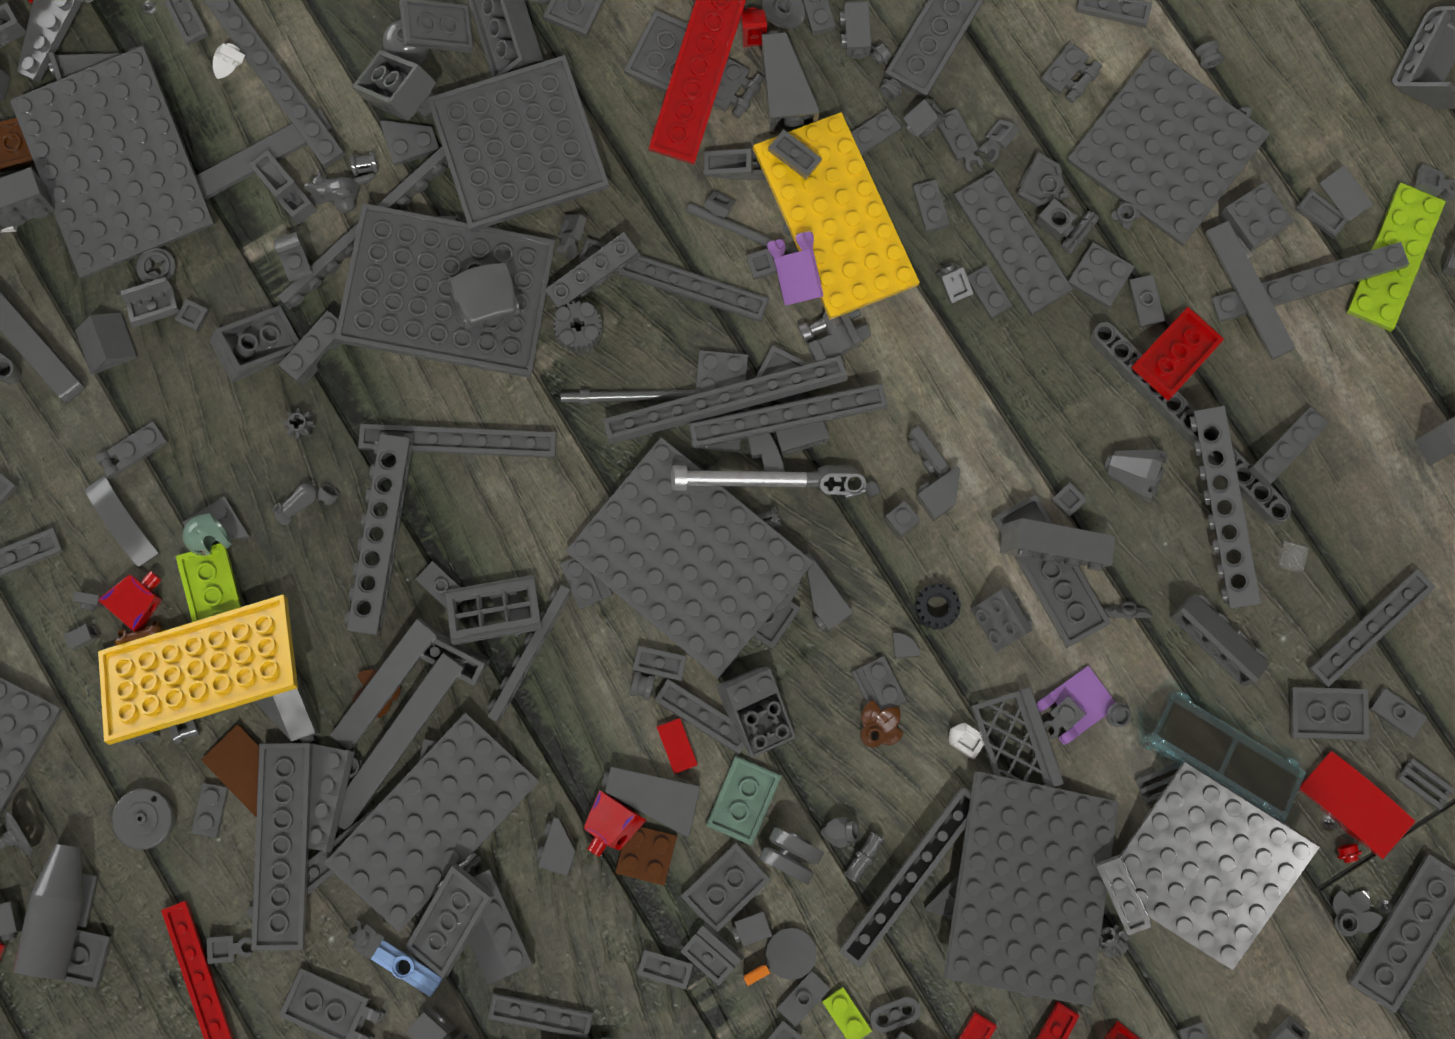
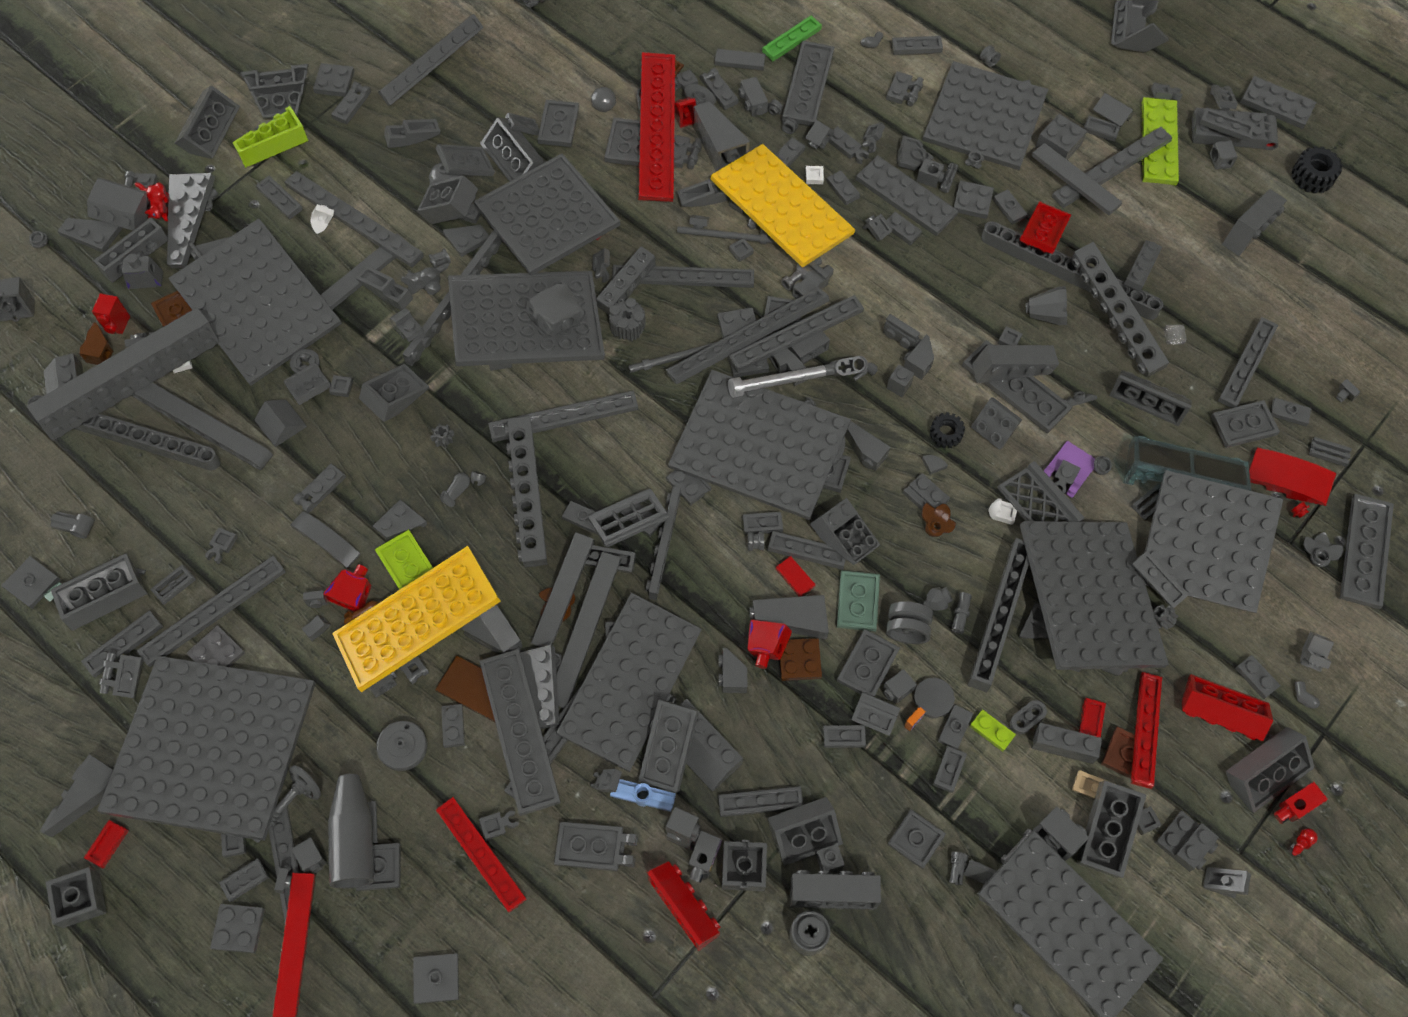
camera: 20 degrees left, 15 degrees down
(202, 532) = (393, 521): sand green helmet -> none
(304, 357) = (432, 393): dark grey arch -> none
(794, 154) = (742, 170): dark grey plate -> none
(798, 270) = (769, 245): medium lavender flag -> none
(898, 177) = (814, 175): none -> white plate

